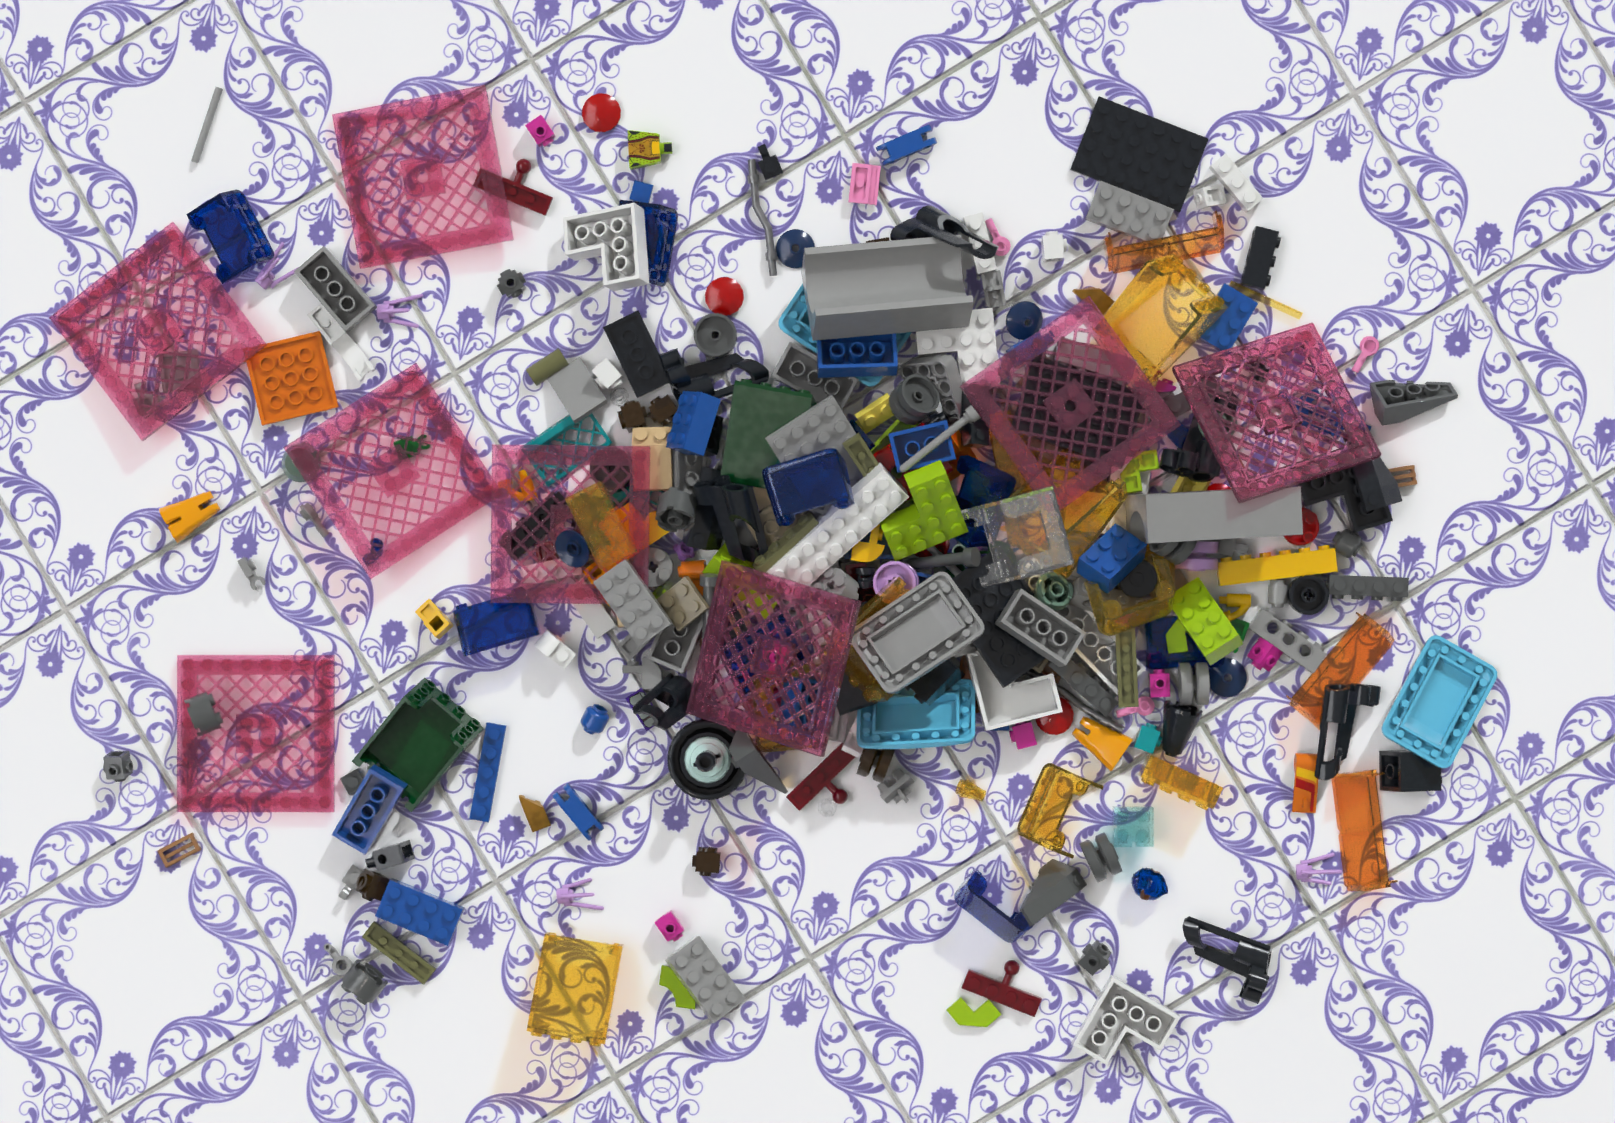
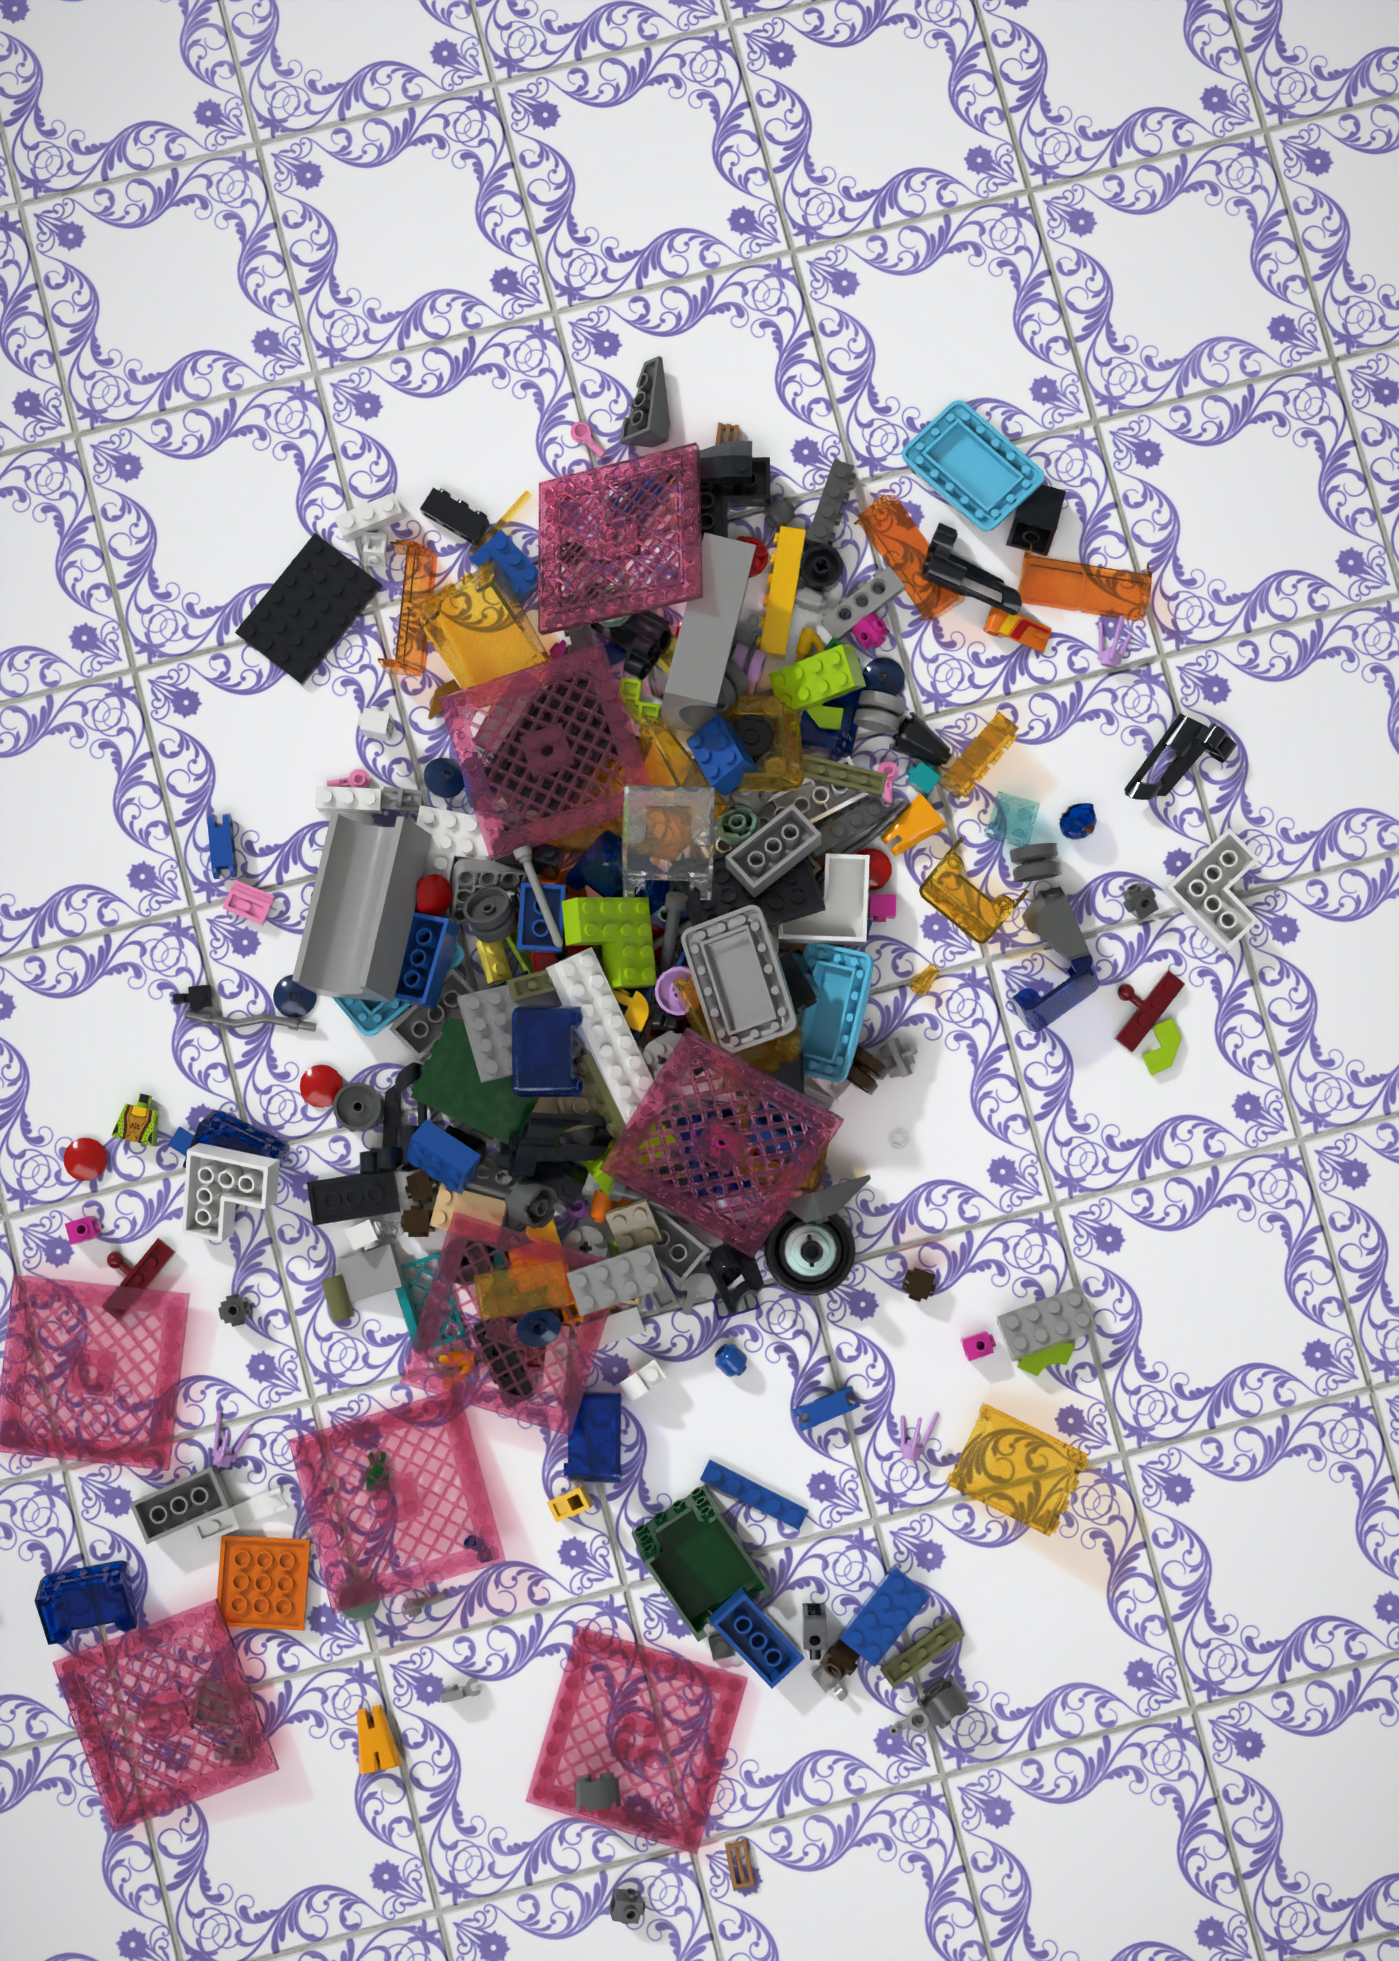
camera: 70 degrees left, 5 degrees down
(266, 277) = (146, 1578): lavender plant -> none
(534, 813) = (814, 1456): pearl gold slope -> none
(821, 778) = (865, 1134): dark red plate -> none
(915, 344) = (433, 895): none -> red dish
(944, 227) = (311, 838): black panel -> none
(1128, 213) = (365, 637): light grey brick -> none
(1159, 683) = (869, 749): dark pink brick -> none

